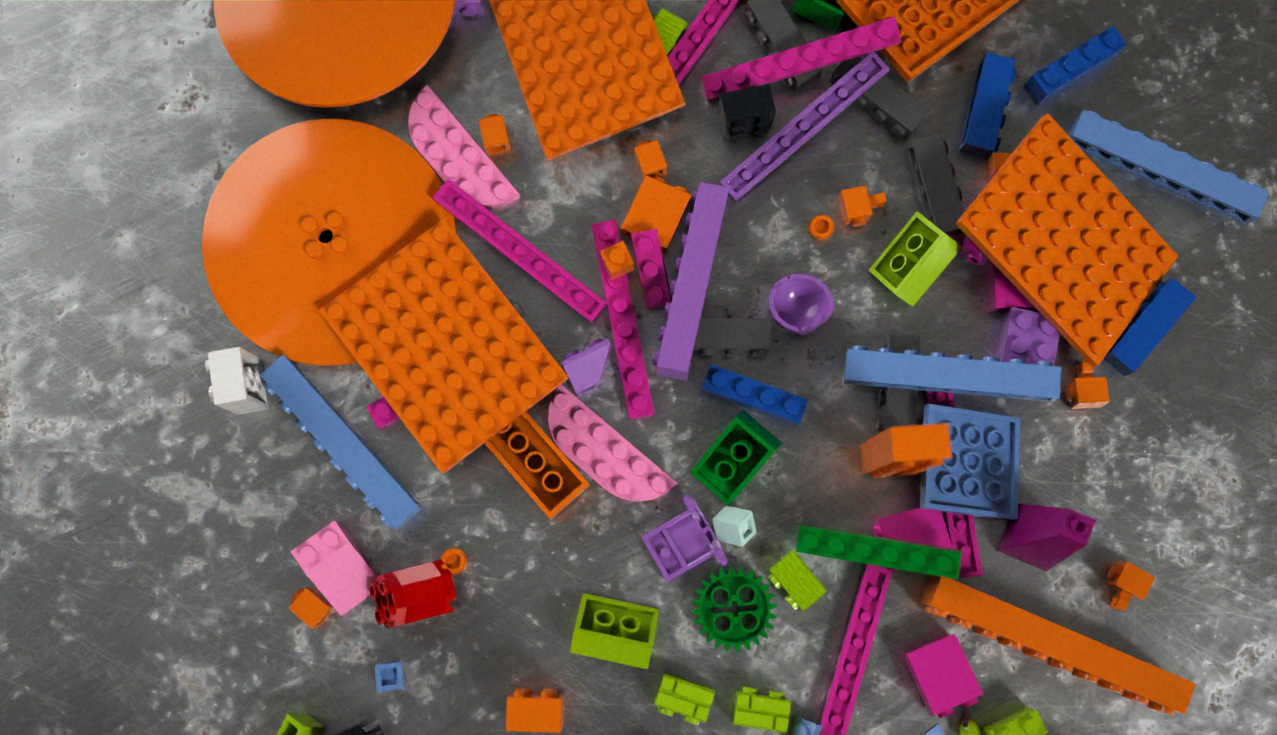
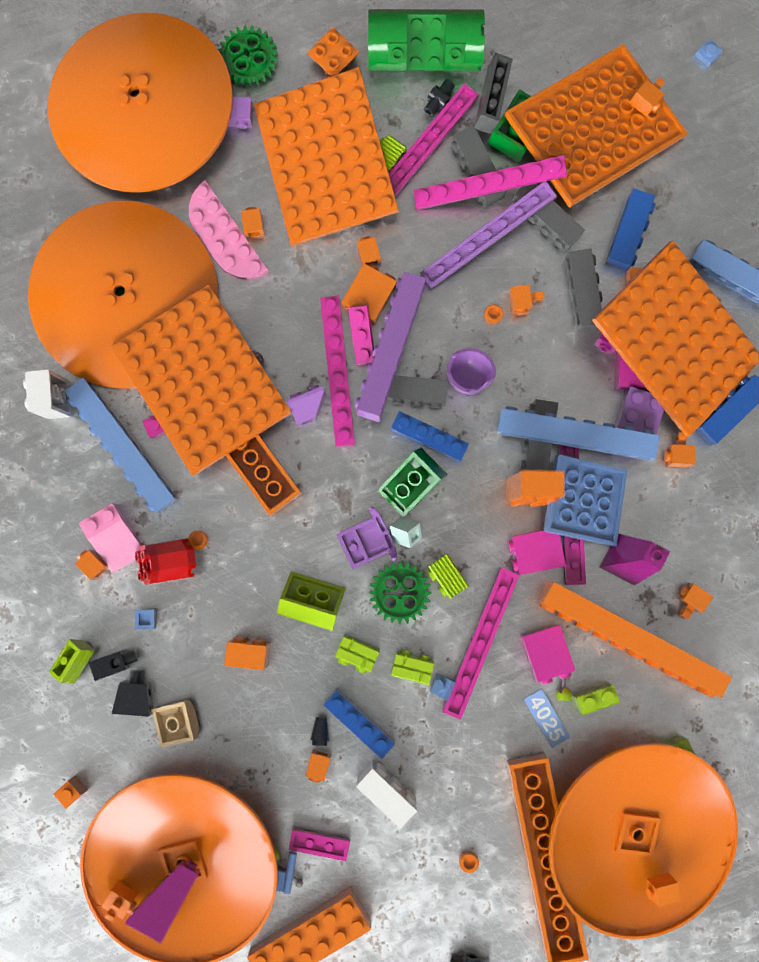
camera: 15 degrees right, 5 degrees up
(519, 251) = (264, 313): dark pink plate -> none
(603, 451) = (314, 468): bright pink plate -> none
(617, 260) = (336, 327): orange brick -> none
(746, 111) = (444, 220): black brick -> none
(880, 551) = (510, 560): green brick -> none
(915, 259) = (561, 344): lime slope -> none
(1075, 65) = (701, 203): blue brick -> none

